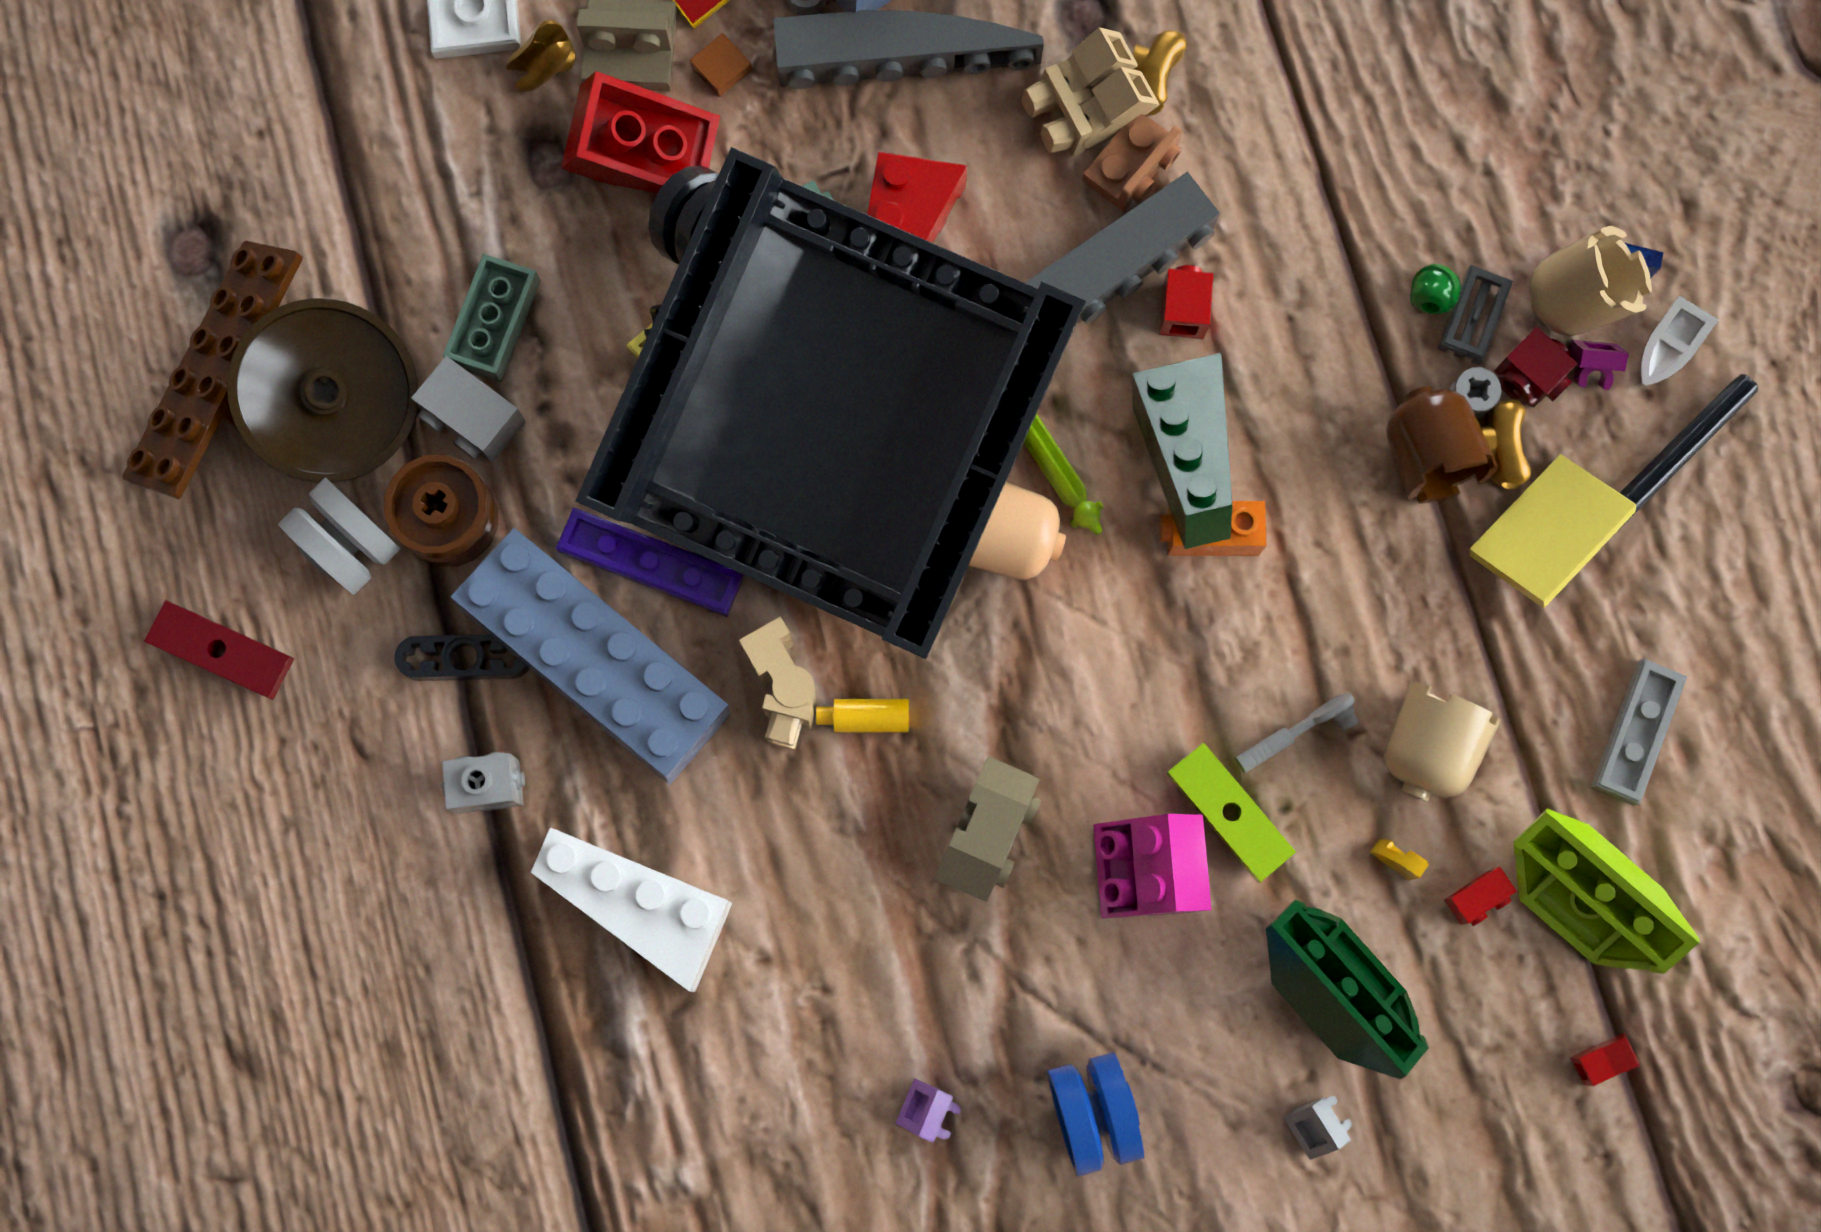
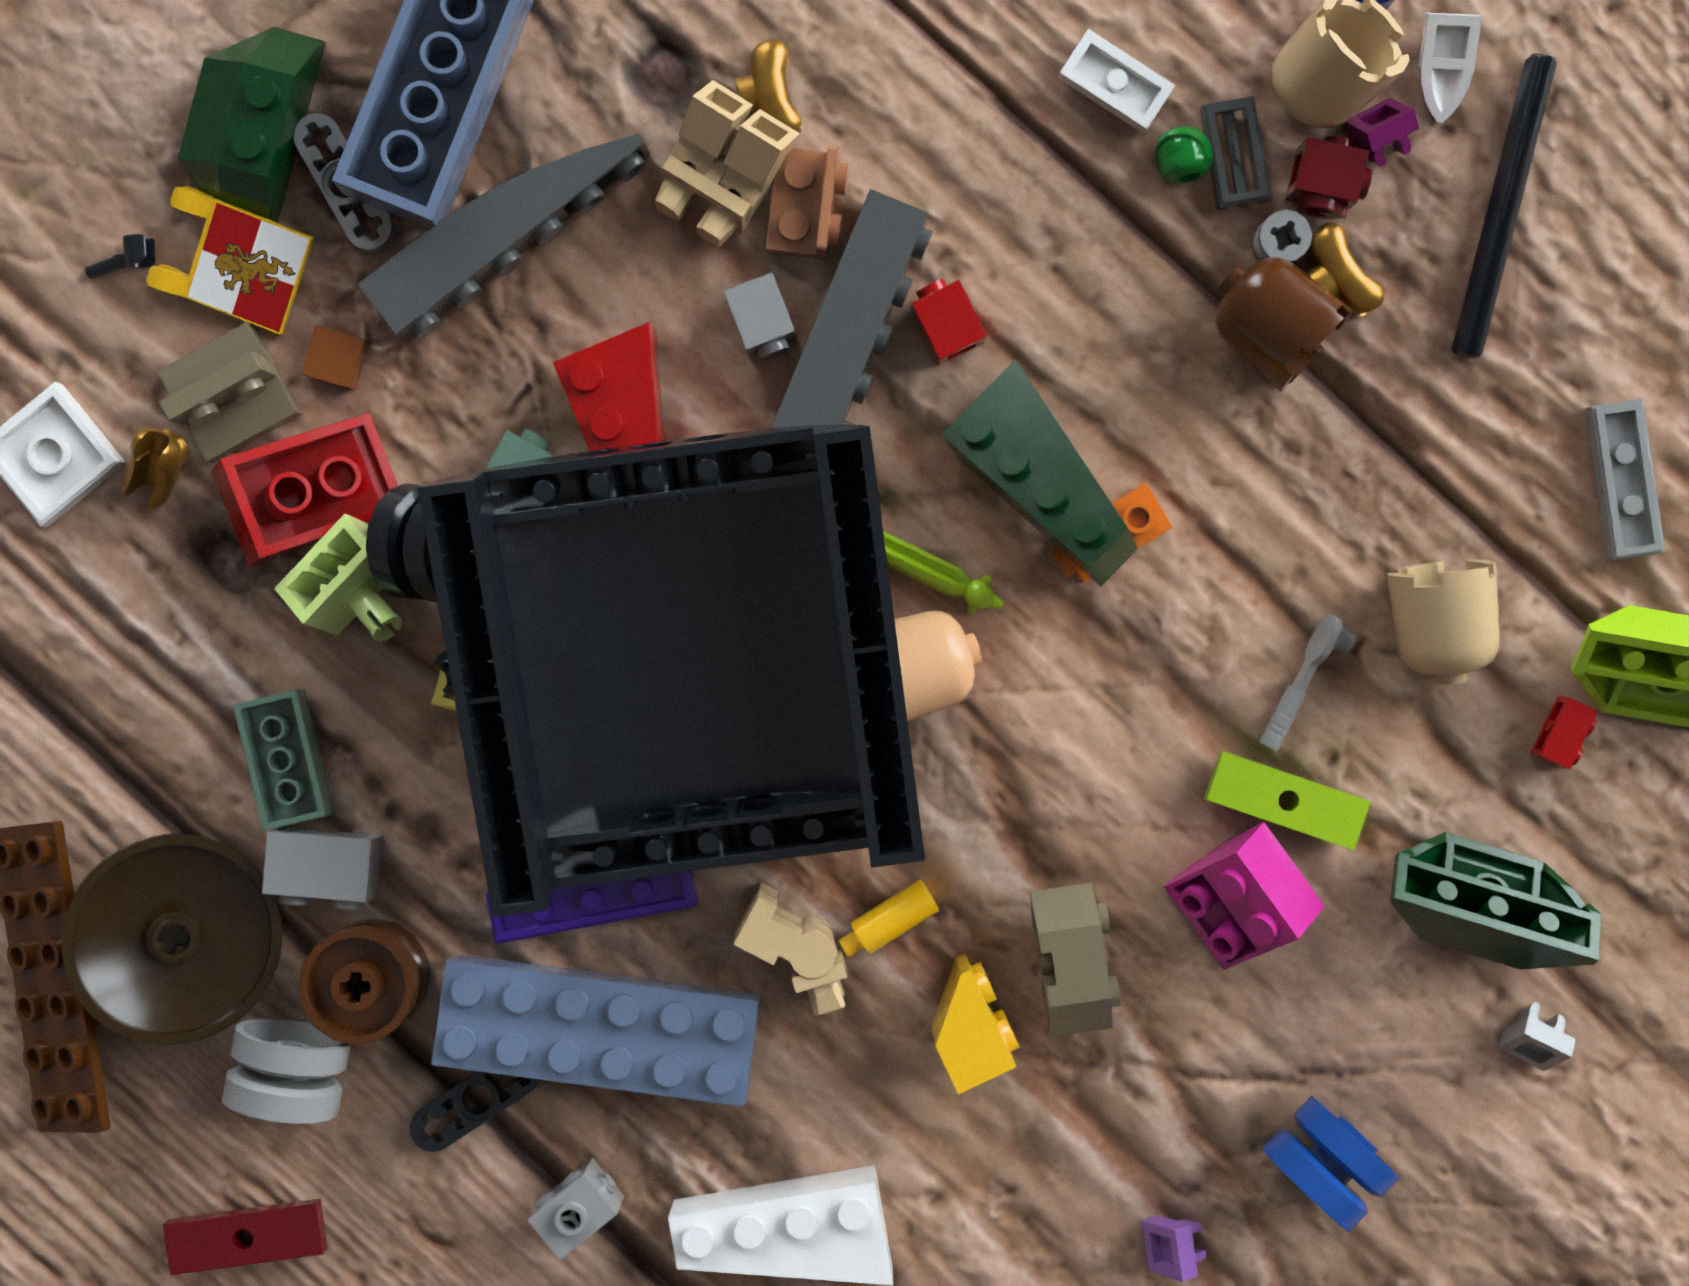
camera: 25 degrees left, 10 degrees up
(616, 214) = (336, 585): none -> yellowish green brick
(873, 826) = (967, 1032): none -> yellow slope
(1050, 216) = (761, 316): none -> light grey brick
(1408, 865) = (1470, 745): yellow tile -> none
(1416, 210) = (1116, 81): none -> white plate
(1552, 530) = (1436, 333): light yellow tile -> none

